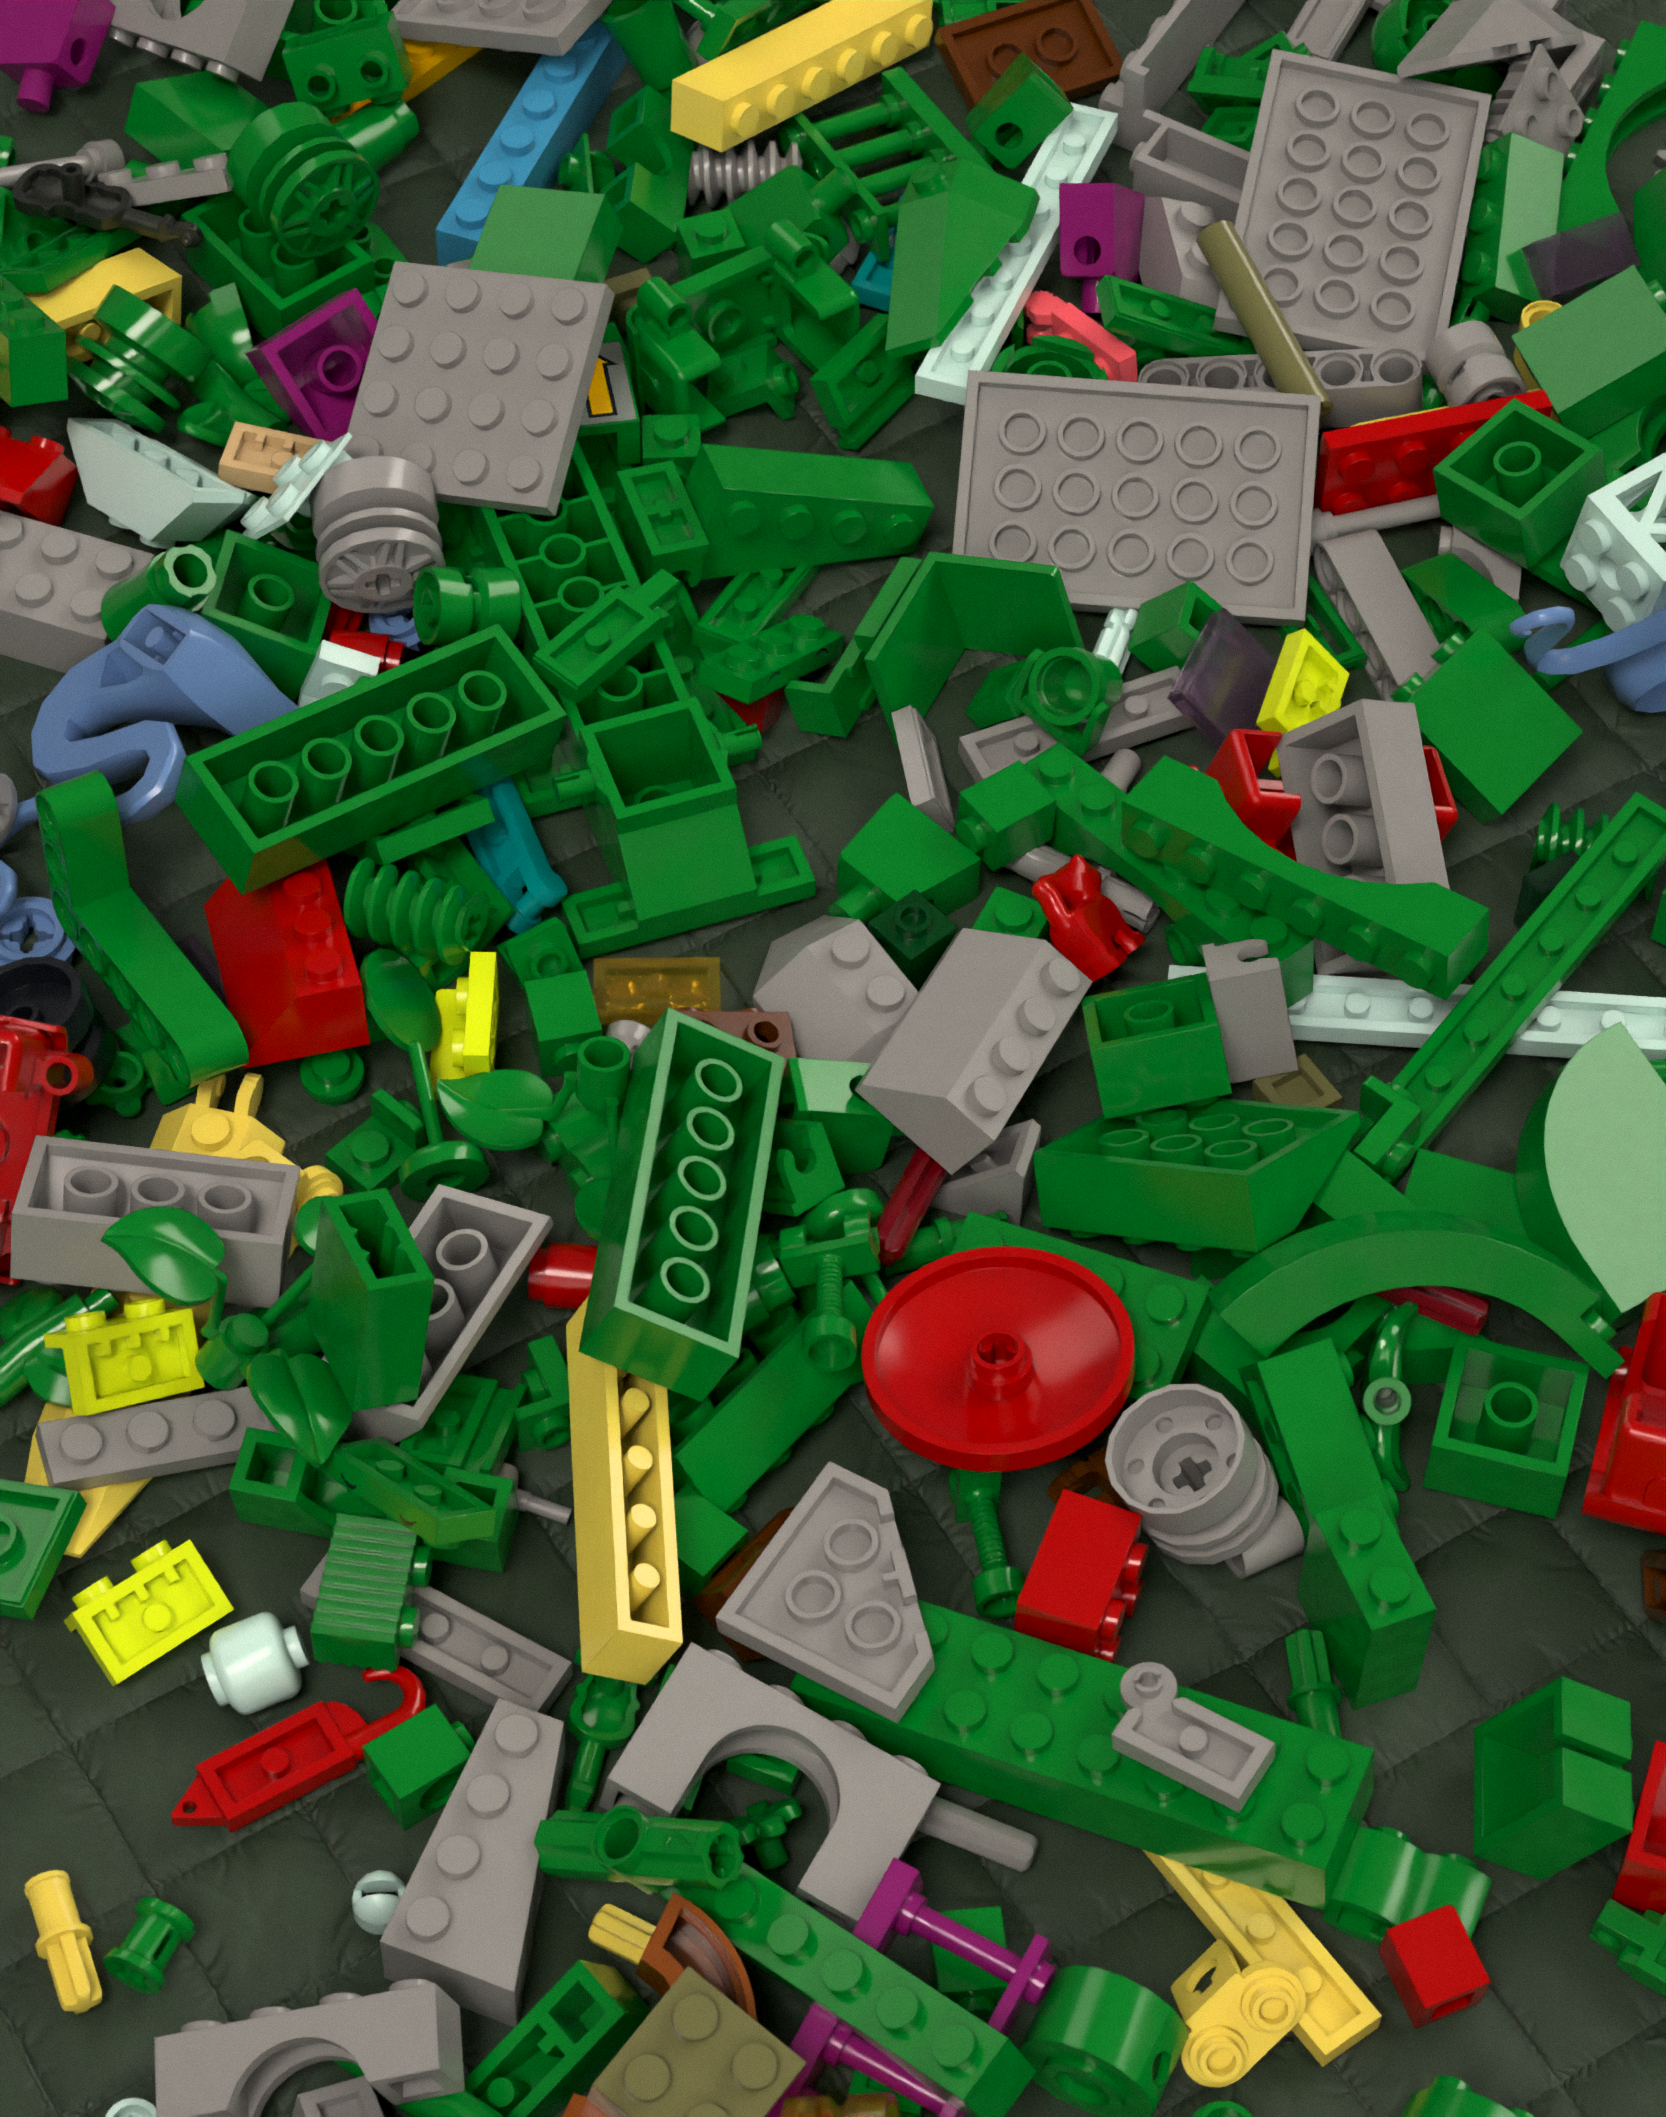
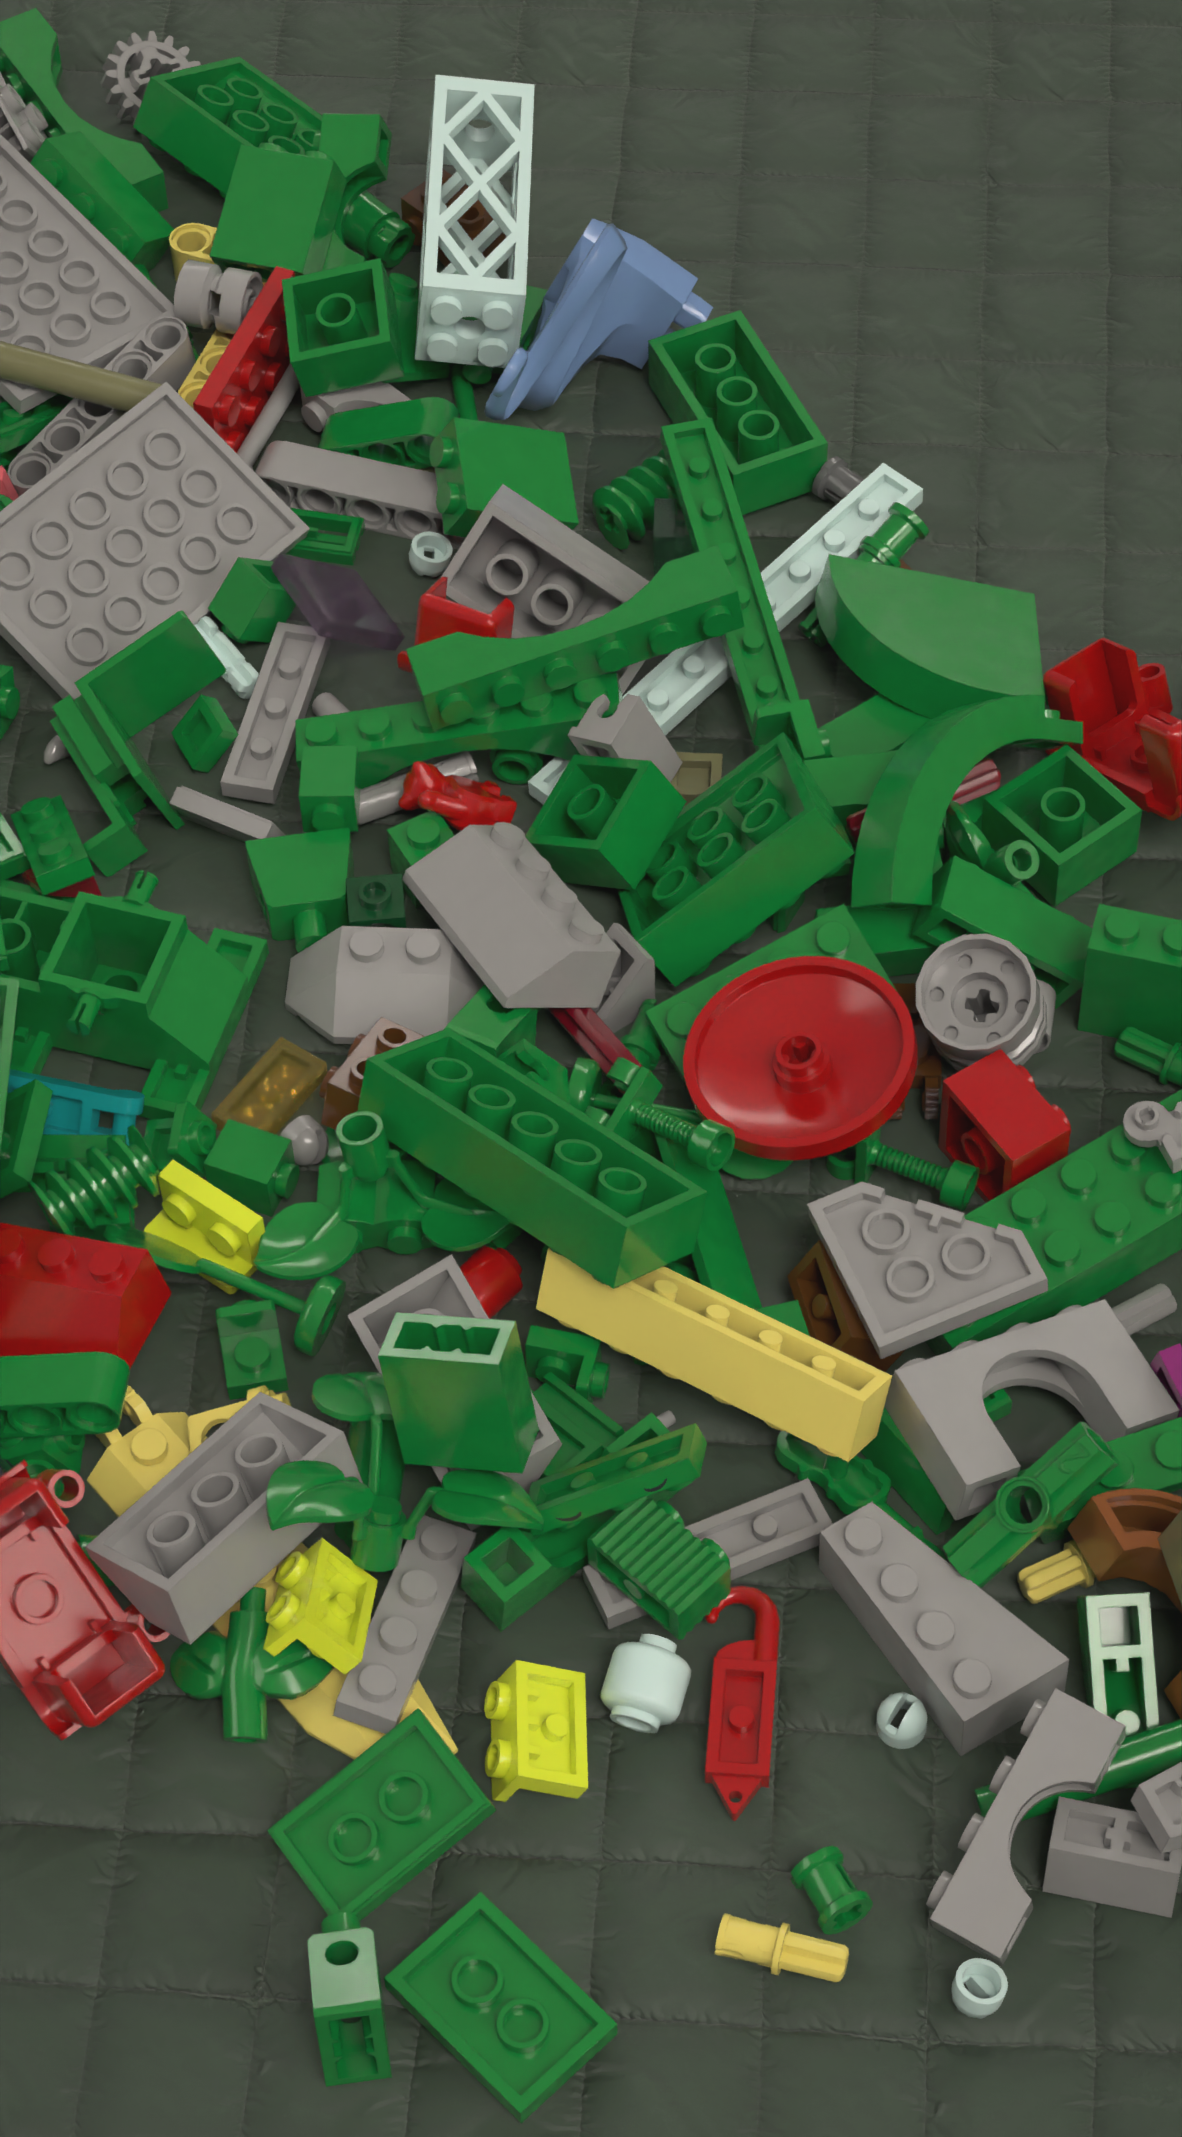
camera: 50 degrees left, 0 degrees up
(332, 1076) = (162, 1347): green plate -> none
(418, 1765) = (817, 1625): green brick -> none
(763, 1829) = (1031, 1434): green plant -> none
(1066, 690) = (264, 684): green piece -> none
(1302, 688) = (384, 571): neon yellow bracket -> none
(1581, 255) = (163, 184): tile -> none

